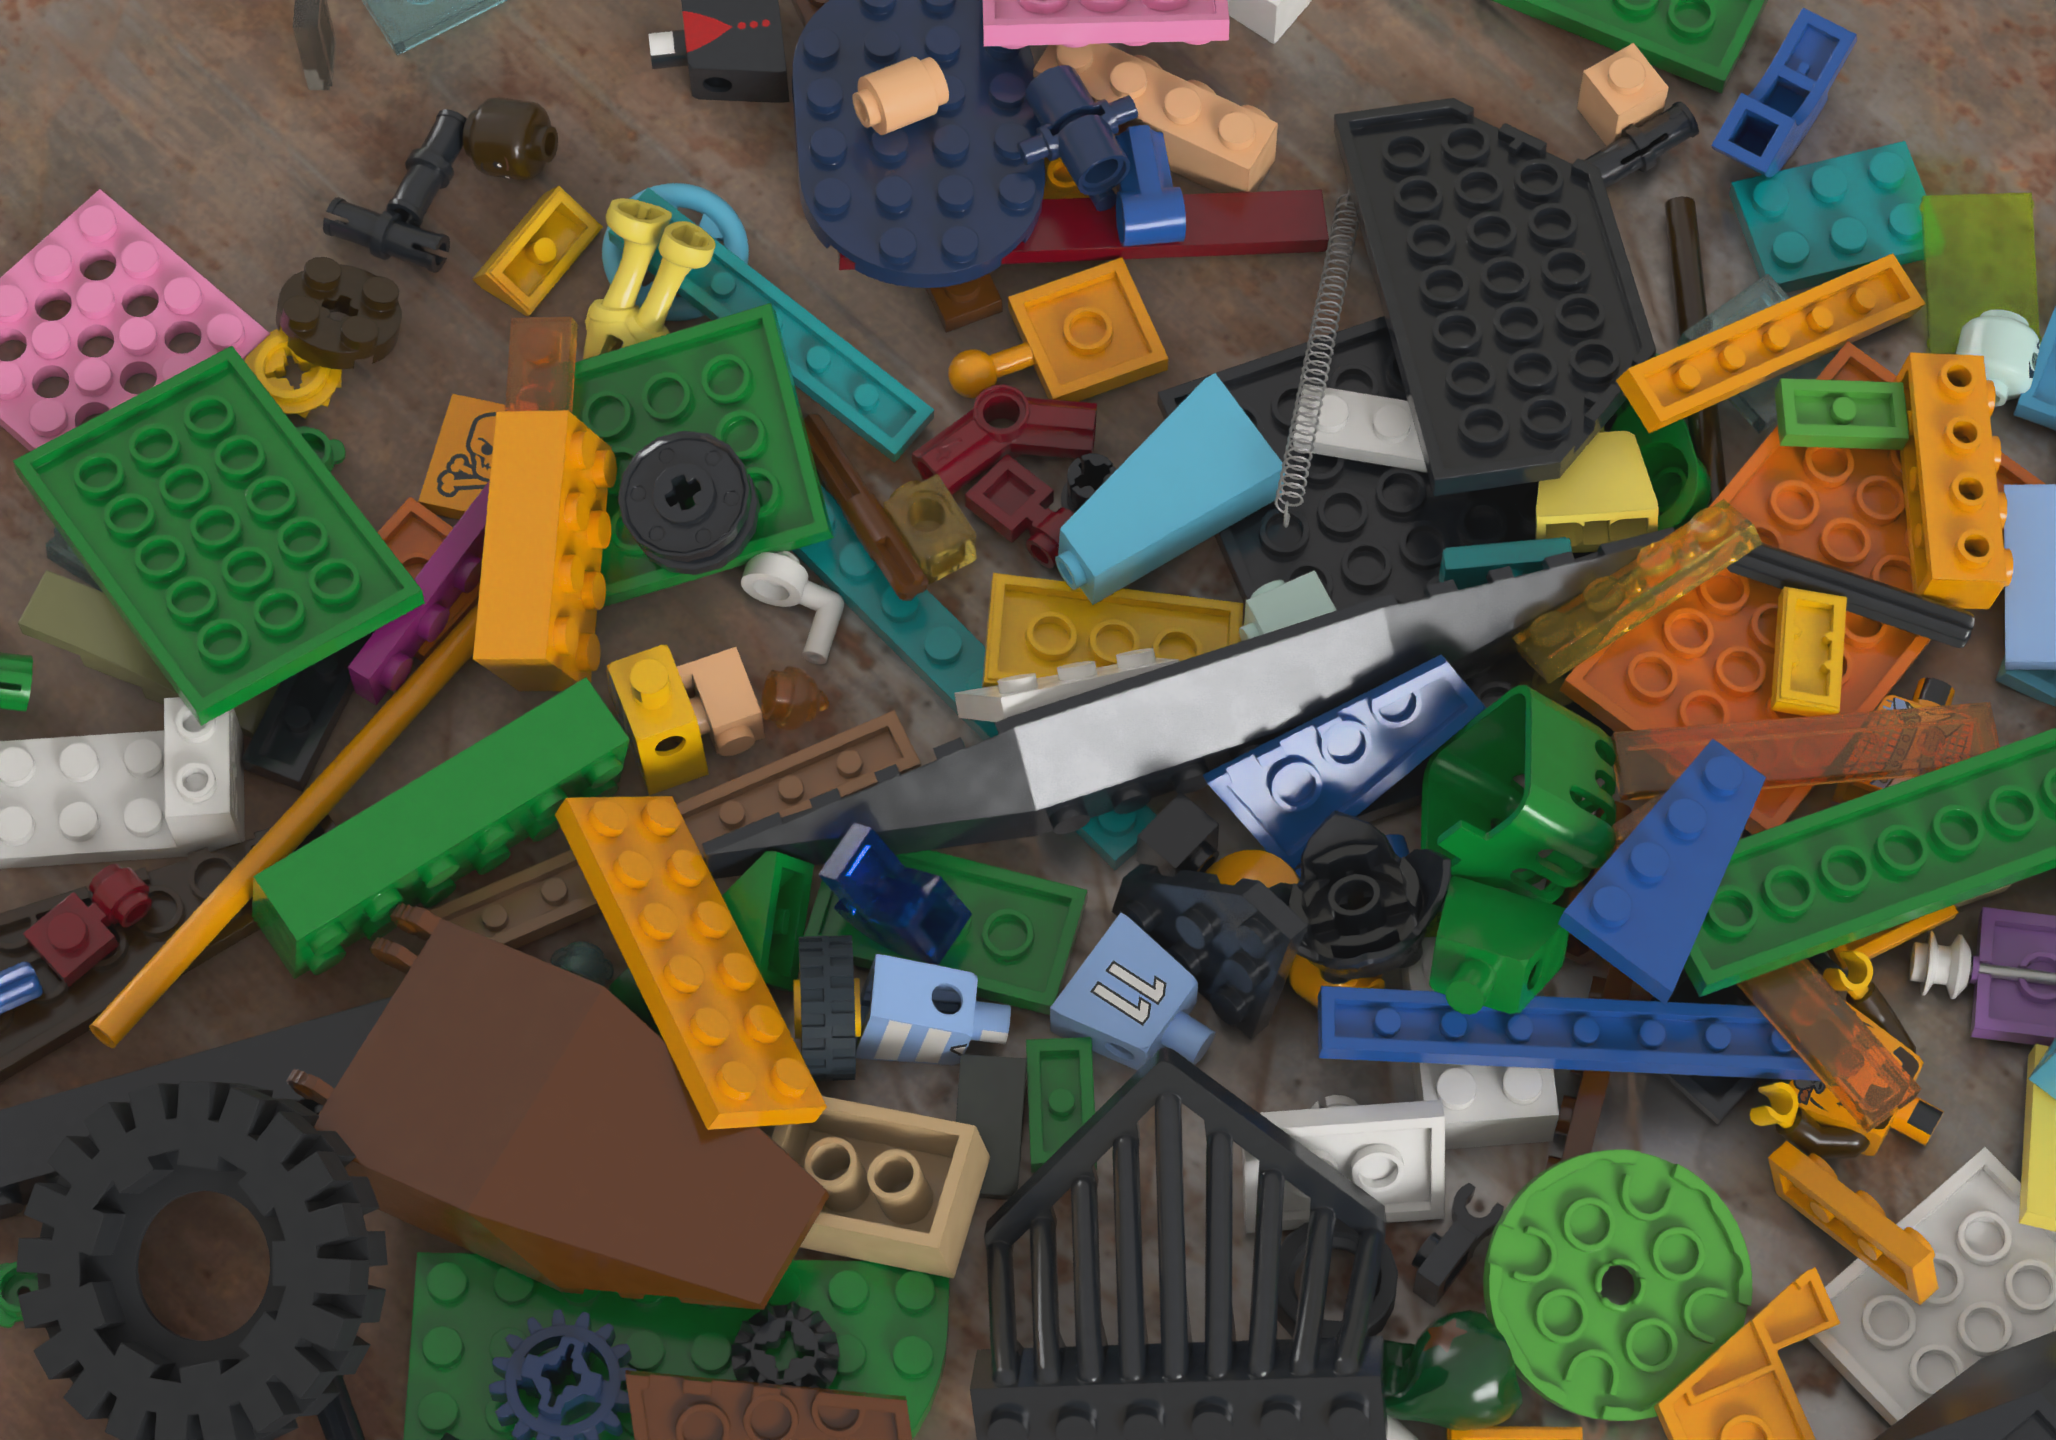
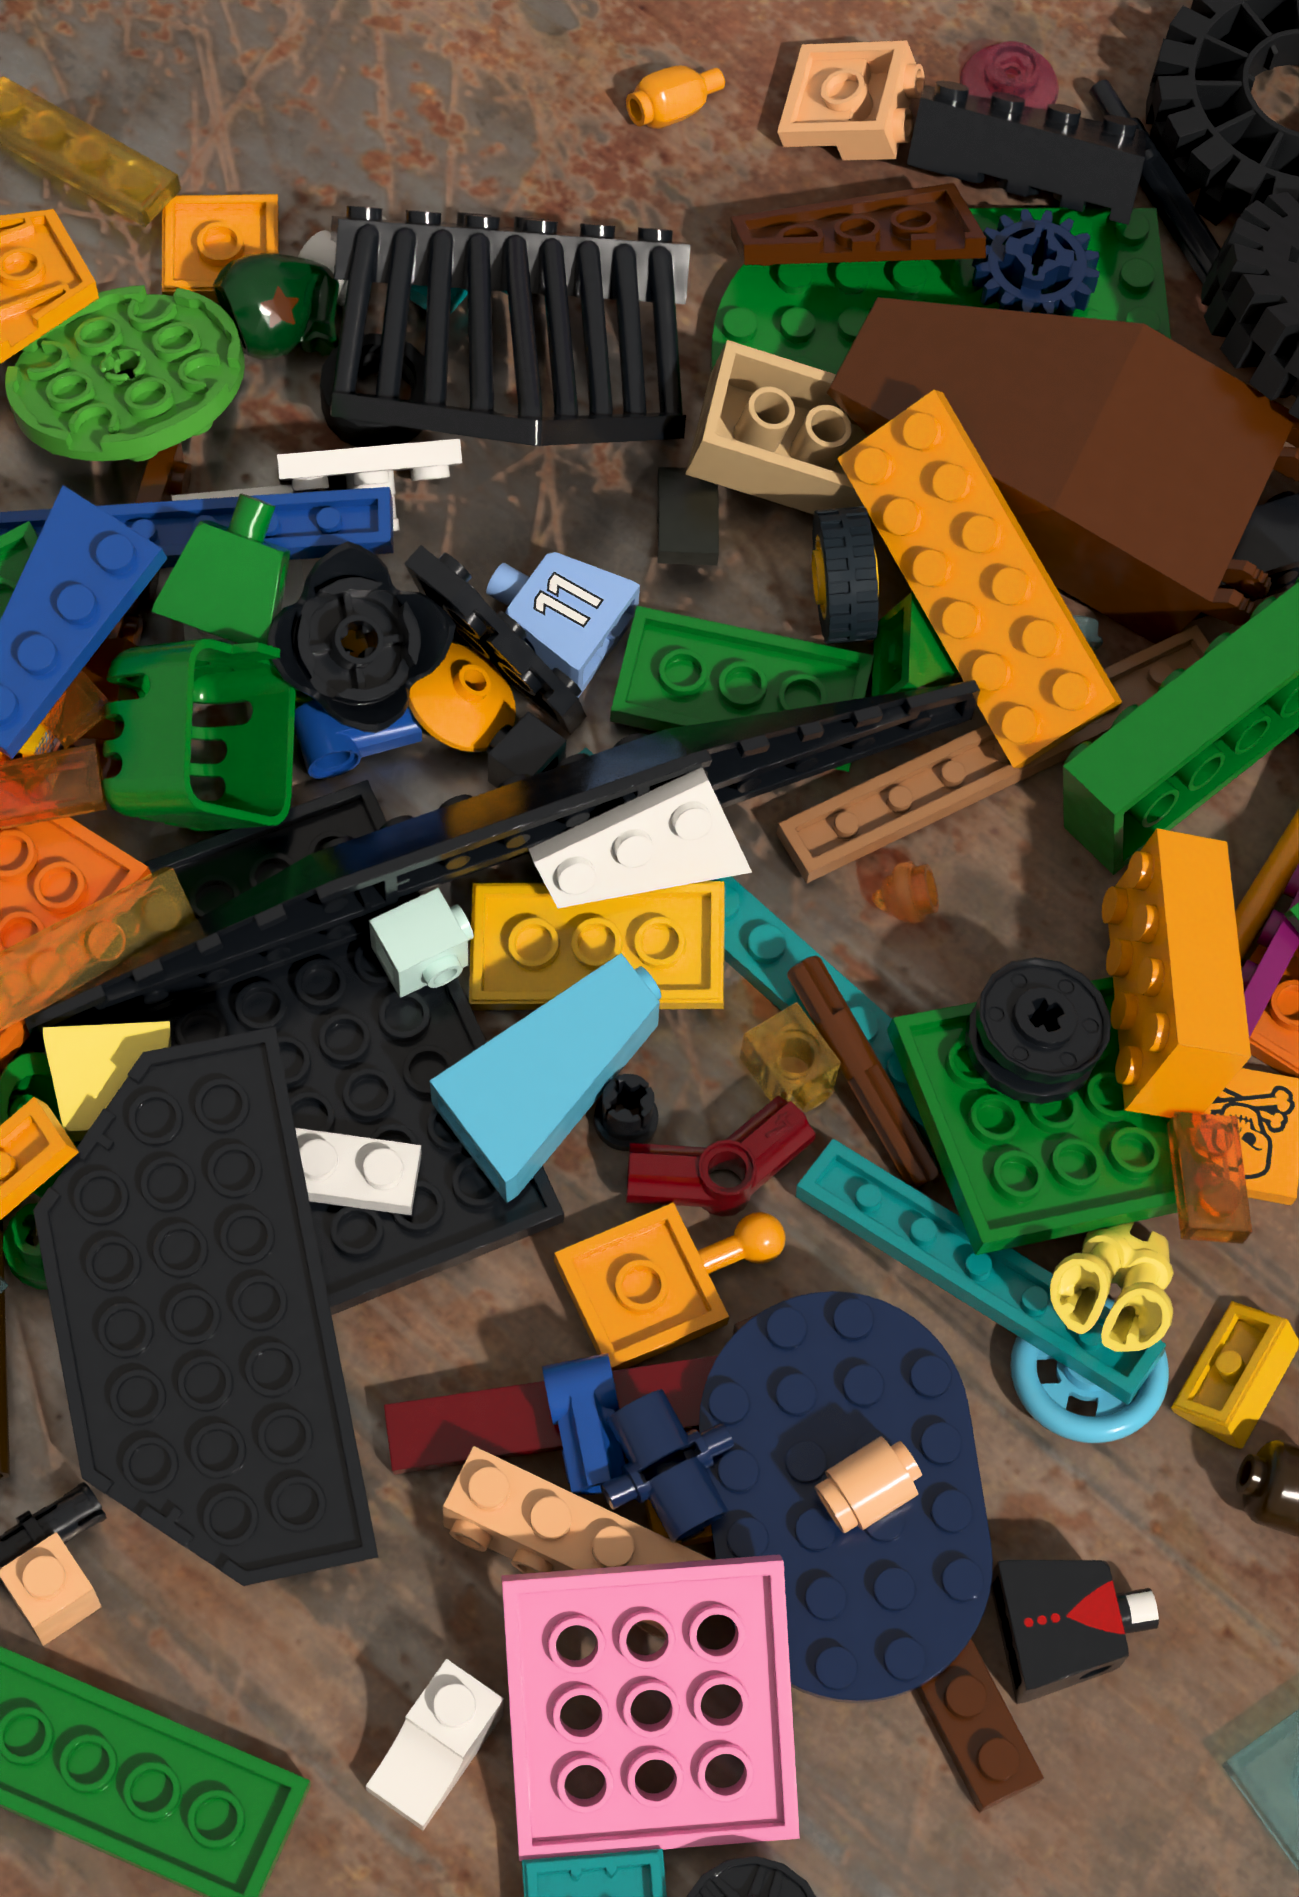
camera: 170 degrees right, 0 degrees up
(652, 708) = (1040, 846): yellow torso -> none
(723, 701) = (976, 880): light nougat brick -> none
(784, 583) = (924, 994): white plate -> none
(810, 1335) = (825, 308): black gear -> none
(890, 902) = (787, 662): clear blue brick -> none
(924, 1013) = (756, 583): light blue torso -> none
(1017, 500) = (705, 1099): dark red plate -> none
(1058, 1093) = (625, 528): green plate -> none
(1298, 486) = (398, 1244): light grey piece -> none
(1343, 756) = (367, 795): blue wing -> none
(1445, 1257) = (273, 413): black plate -> none
(1471, 563) = (206, 1006): teal plate -> none

